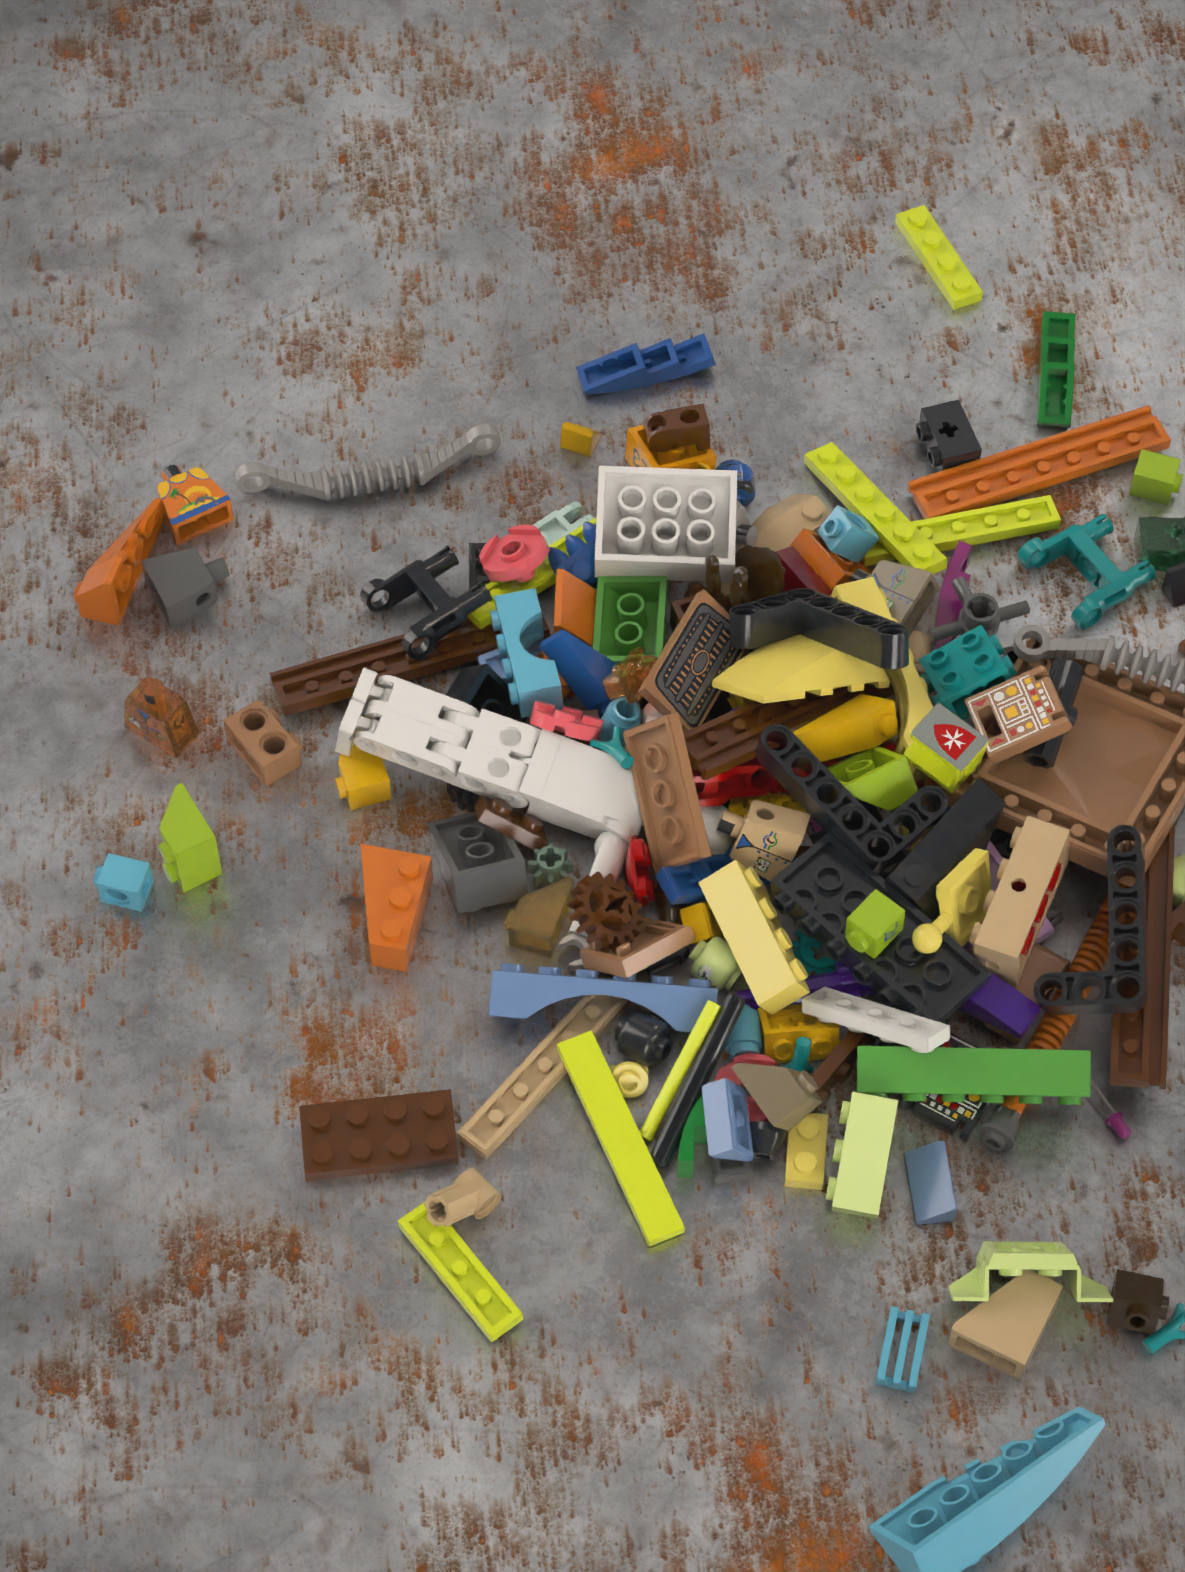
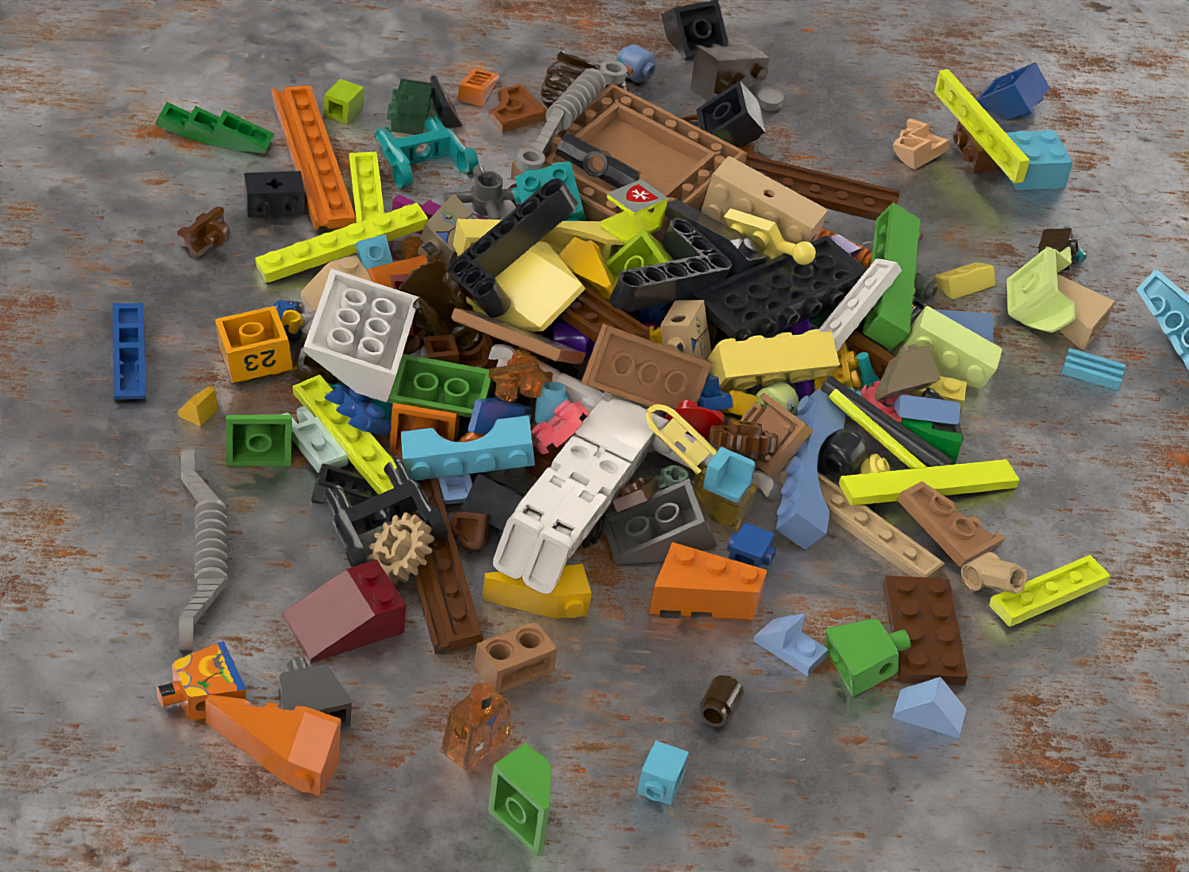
camera: 90 degrees left, 15 degrees down
(62, 760) = (522, 795): none -> bright green slope
(187, 843) = (631, 710): lime slope -> none
(230, 929) = (721, 700): none -> dark brown brick
(252, 1140) = (931, 707): none -> light blue slope
(304, 601) = (347, 613): none -> slope
(312, 1062) = (865, 653): none -> bright green torso
(331, 999) = (788, 643): none -> light blue slope
(384, 621) = (402, 548): none -> tan gear
(441, 679) = (471, 529): none -> reddish brown tile
(460, 948) = (752, 546): none -> blue brick
(514, 554) = (364, 456): coral plate -> none
(530, 481) = (258, 440): none -> bright green slope
(542, 899) = (729, 474): none -> medium azure panel
(542, 1154) = (952, 530): none -> medium nougat wing
(591, 837) = (675, 431): none -> light yellow piece
(615, 749) = (597, 396): teal bar -> none
(678, 428) = (250, 315): reddish brown leg -> none
(859, 392) = (205, 232): none -> reddish brown hips
(874, 924) = (791, 274): lime brick -> none
(939, 257) = (61, 167): neon yellow plate -> none
(1025, 710) = (601, 165): medium nougat container -> none
(1047, 1191) = (966, 280): none -> light yellow slope
(1120, 938) = (796, 166): black beam -> none

